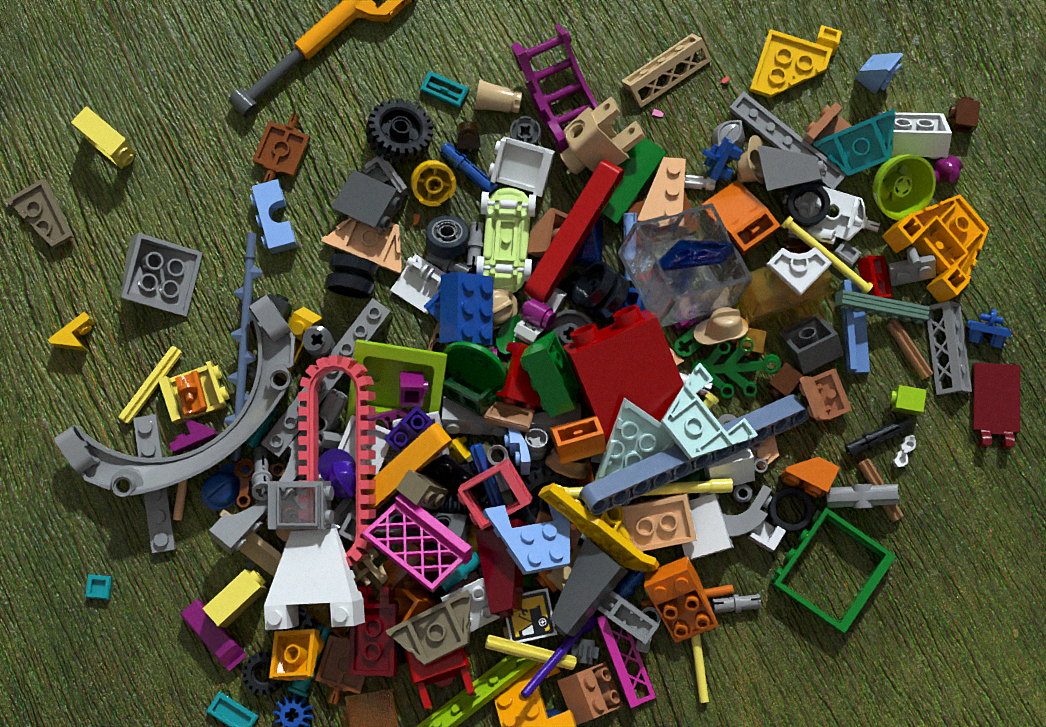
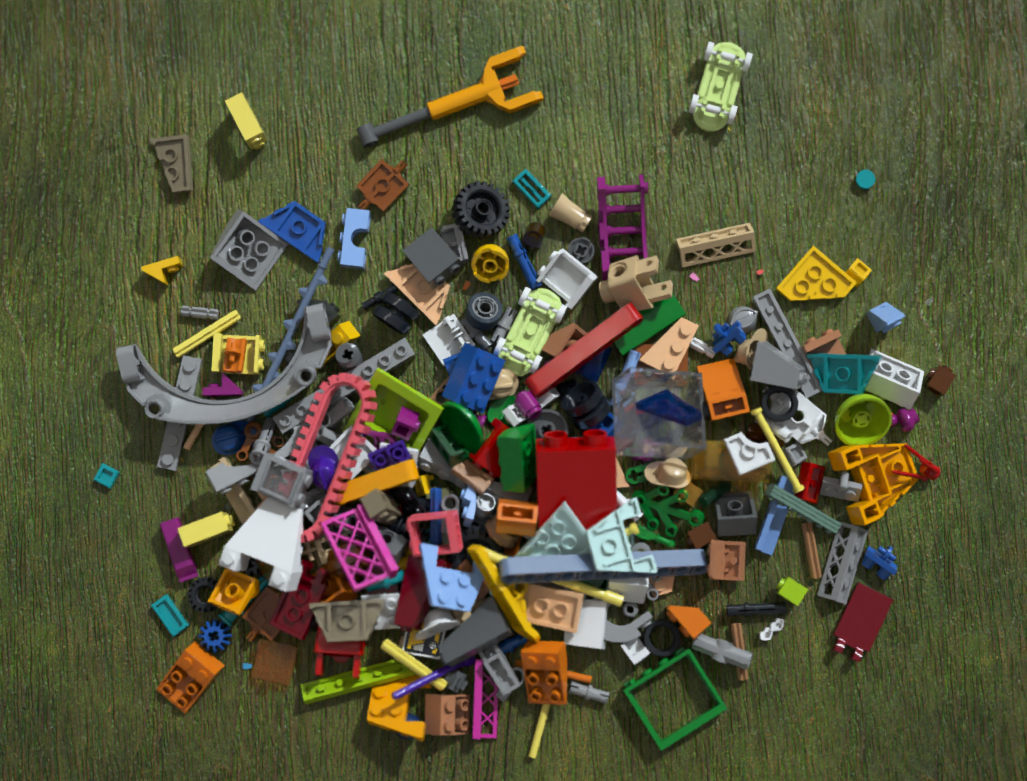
camera: 25 degrees right, 5 degrees up
(133, 365) = (199, 312): none -> light grey axle
(207, 231) = (298, 228): none -> blue wing
(321, 275) = (376, 298): none -> black bar
(537, 593) = (437, 622): none -> white piece
(726, 405) = (647, 534): none -> green piece
(779, 329) = (714, 492): none -> clear green axle
(994, 213) = (927, 469): none -> red plant

